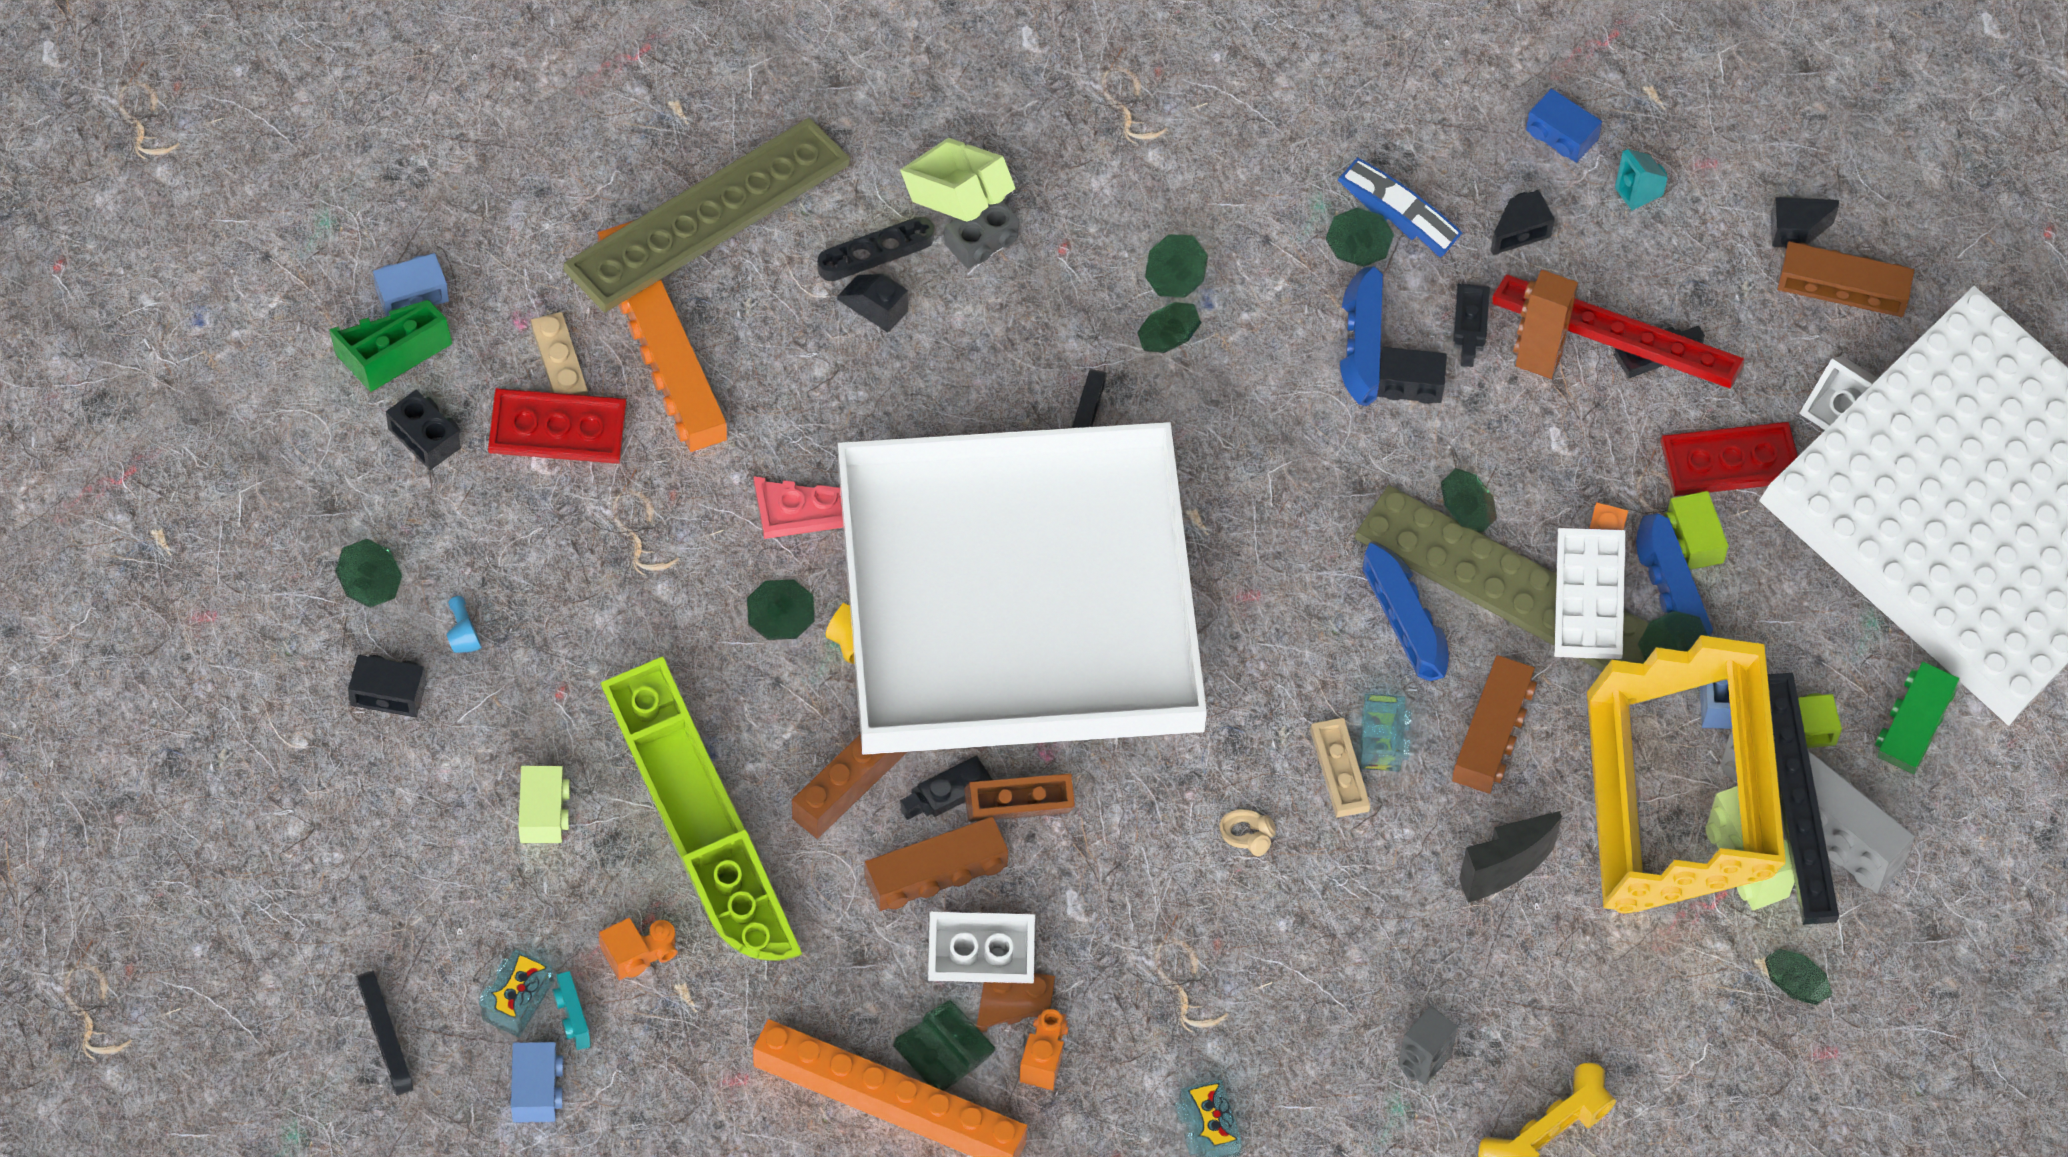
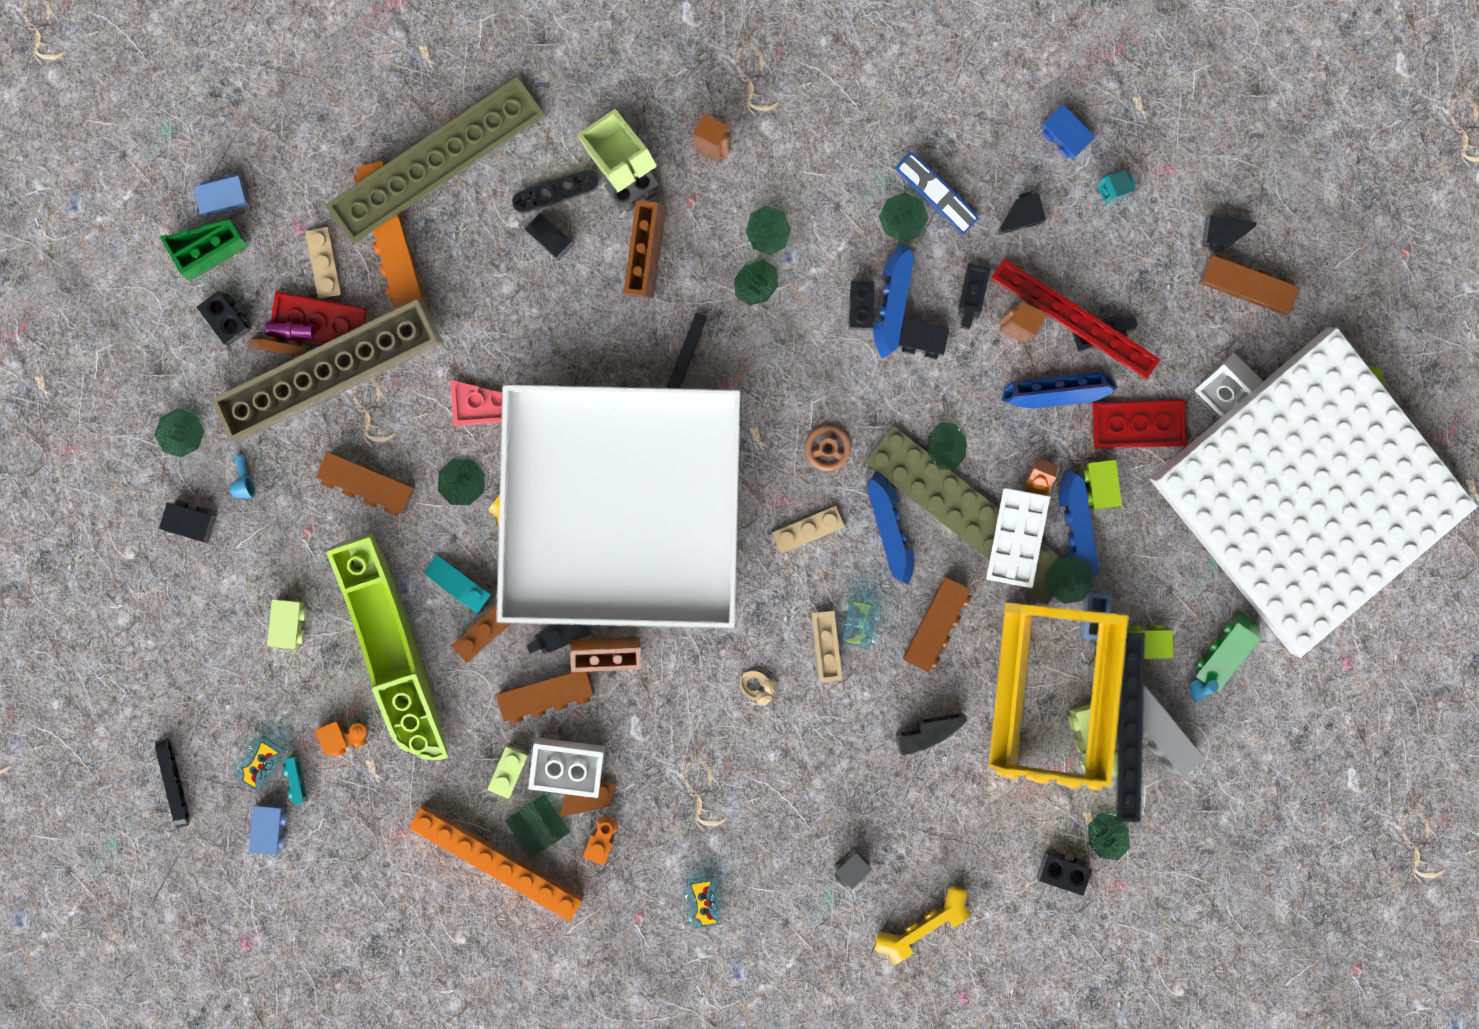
camera: 15 degrees right, 30 degrees up
(502, 455) = (269, 344): none -> dark orange wing
(521, 430) = (290, 330): none -> magenta pin
(580, 468) = (327, 371): none -> dark tan brick
(643, 615) = (366, 483): none -> dark orange brick
(794, 733) = (458, 584): none -> teal slope
(893, 968) = (508, 771): none -> yellowish green brick
(1009, 298) = (644, 249): none -> dark orange brick
(1088, 147) = (712, 138): none -> dark orange brick
(1288, 625) = (808, 529): none -> tan plate
(1301, 507) = (842, 458): none -> nougat piece
(1319, 343) = (861, 305): none -> black brick
(1573, 430) = (1059, 390): none -> blue brick
(1742, 1042) = (1062, 878): none -> black brick
(1892, 775) = (1199, 689): none -> dark azure bar

